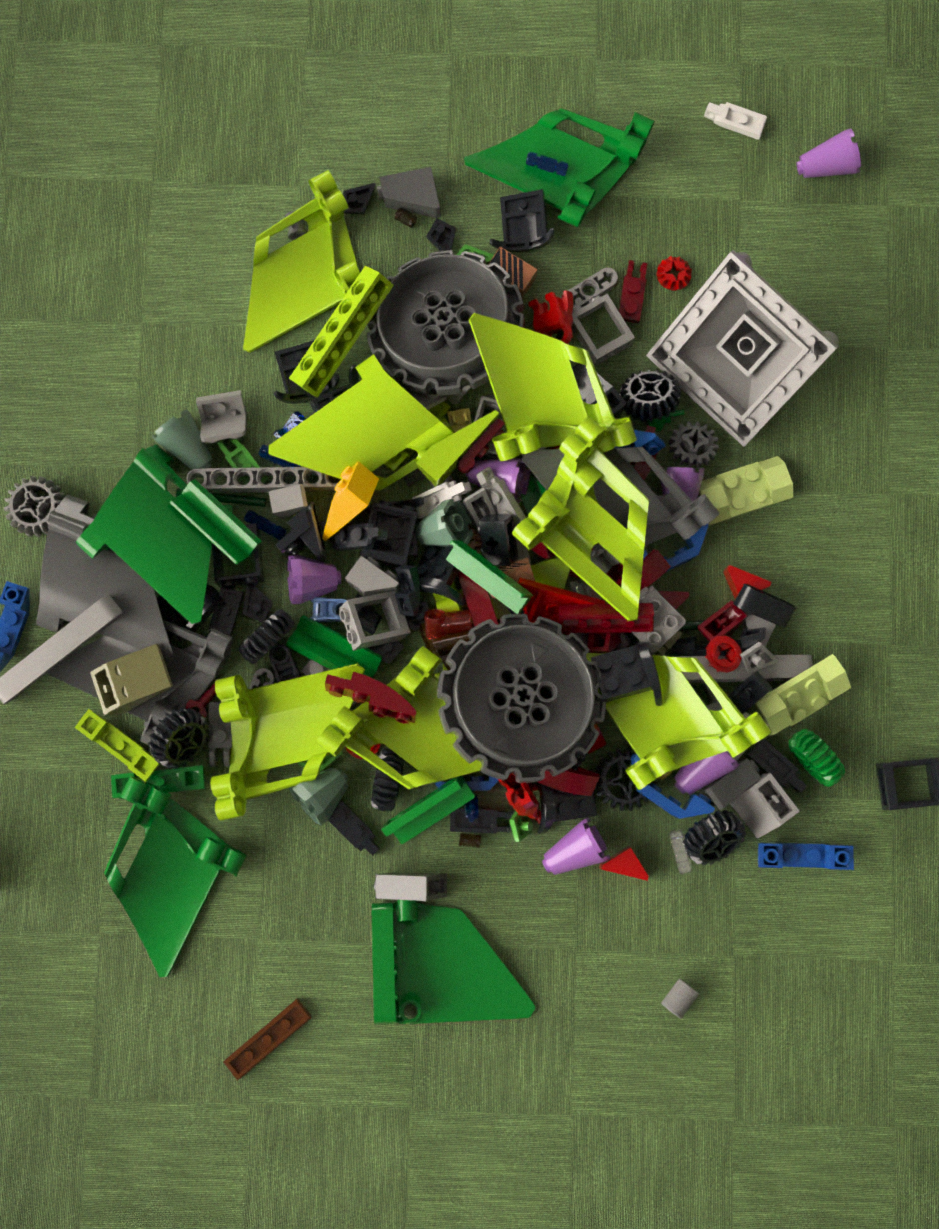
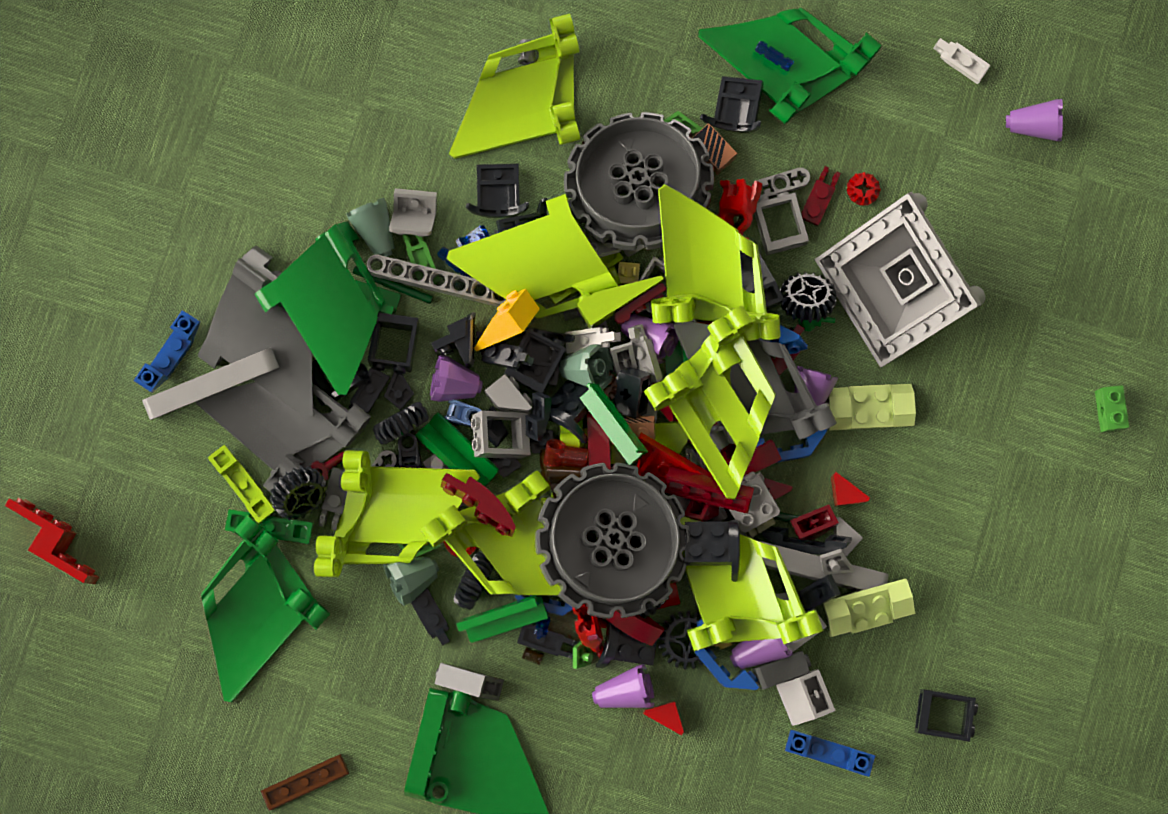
camera: 15 degrees right, 0 degrees up
(26, 491) = (233, 247): light grey gear -> none
(131, 680) = (270, 429): olive slope -> none
(216, 522) = (383, 308): green panel -> none
(265, 524) = (426, 321): axle -> none
(288, 500) = (452, 305): light grey slope -> none
(341, 331) = (542, 165): lime brick -> none
(358, 198) = (592, 41): black piece -> none
(399, 214) = (627, 65): dark brown piece -> none
(411, 191) = (641, 49): dark grey slope -> none
(441, 235) = (658, 97): black piece -> none
(683, 861) = (720, 711): clear beam -> none
(704, 442) = (825, 349): dark grey gear -> none
(714, 837) = (752, 713): black gear -> none
(733, 656) = (813, 555): red gear -> none
(764, 605) = (857, 517): black beam -> none
(777, 764) = (828, 665): black hinge -> none
(816, 757) = (865, 667): green gear -> none

